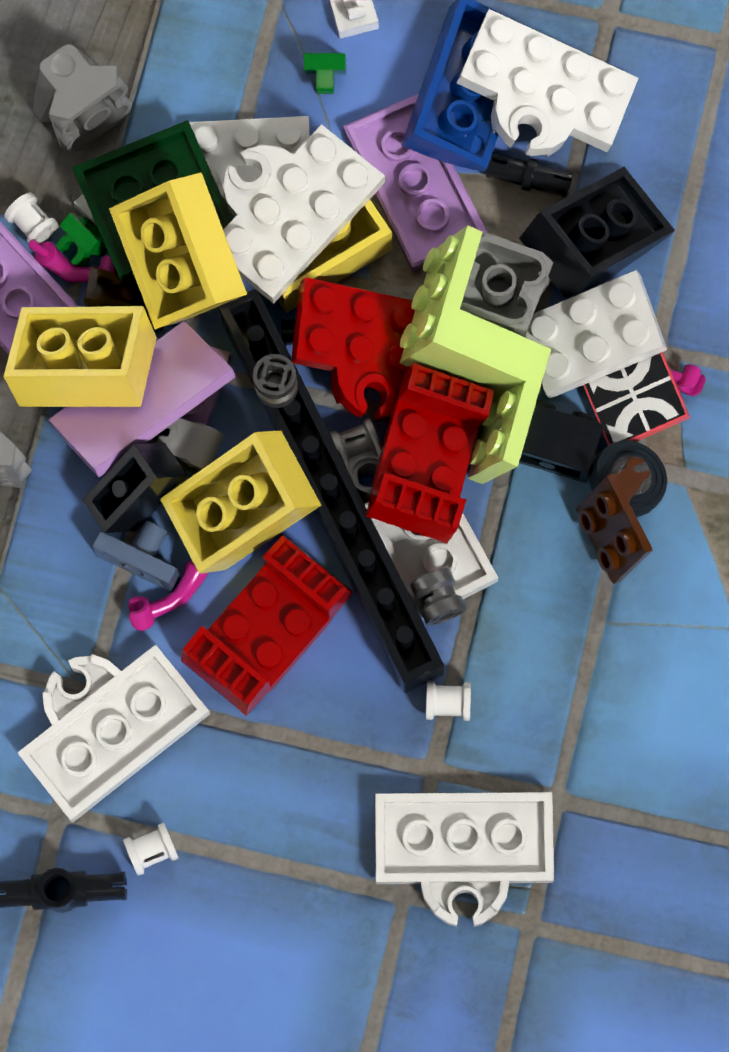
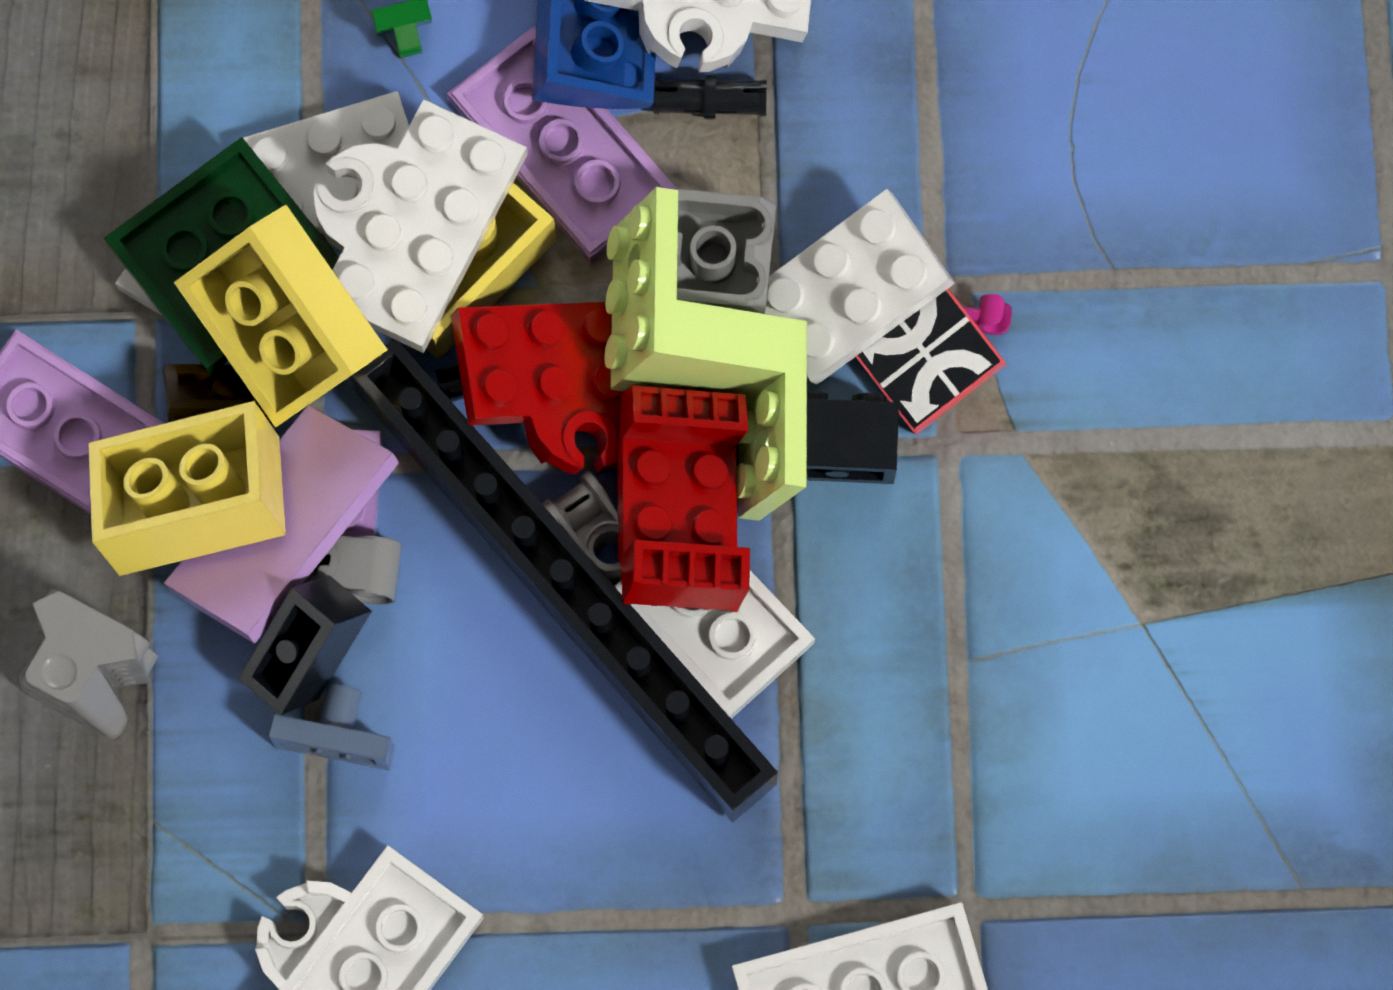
camera: 20 degrees left, 0 degrees up
(31, 219) = (65, 321): white bush -> none
(57, 263) = (112, 369): dark pink piece -> none
(79, 97) = (86, 142): light grey piece -> none
(84, 235) = (143, 325): green tile -> none
(143, 613) = (360, 807): dark pink piece -> none
(240, 501) = (451, 627): light yellow brick -> none
(266, 626) = (527, 782): red plate -> none
(278, 389) = (461, 466): flat silver wheel -> none
(438, 596) = (745, 684): flat silver wheel -> none
(448, 700) = (793, 817): white bush -> none
(596, 232) = (819, 151): black slope -> none
(624, 484) = (948, 474): reddish brown plate -> none

